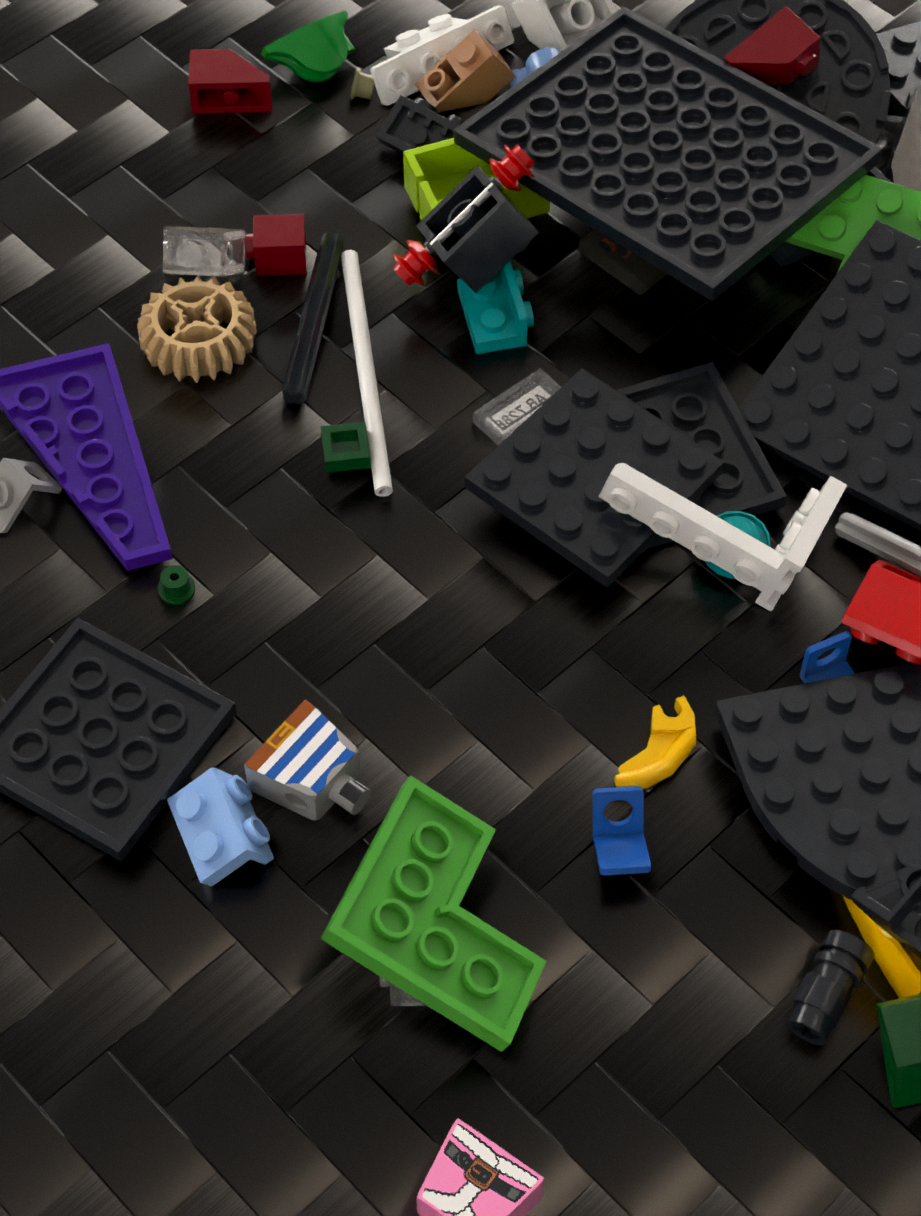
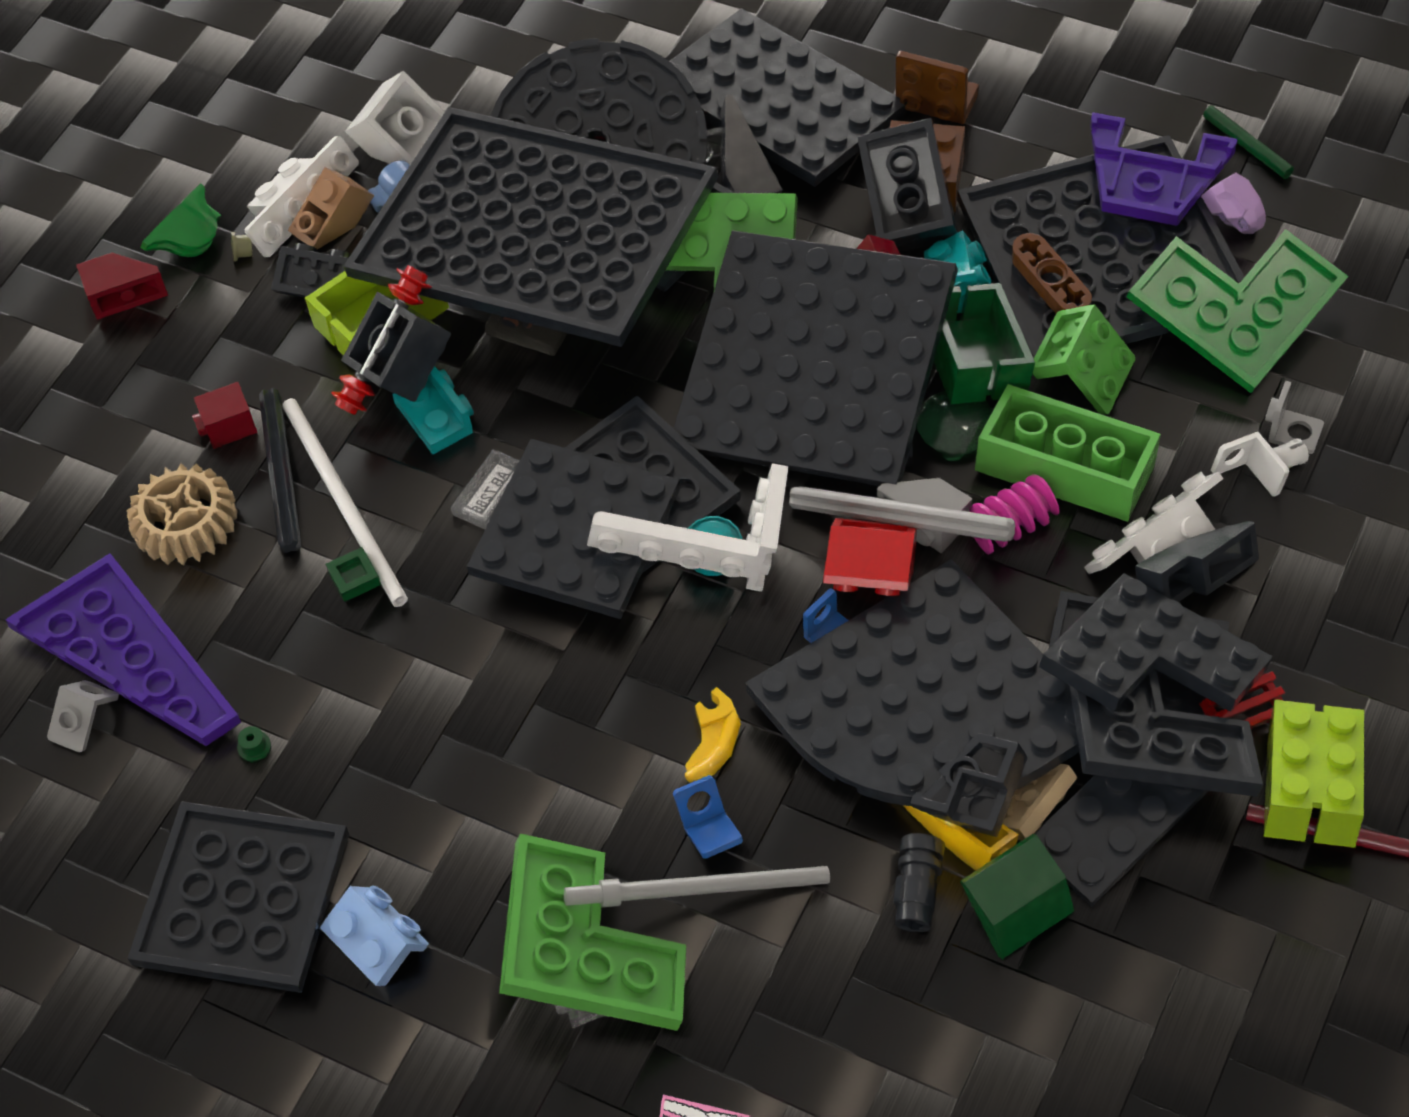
camera: 15 degrees left, 0 degrees up
(203, 251) = (159, 444): clear torso -> none
(308, 766) = (429, 857): torso -> none
(485, 874) = (612, 892): none -> light grey bar
(778, 50) = (596, 106): dark red slope -> none

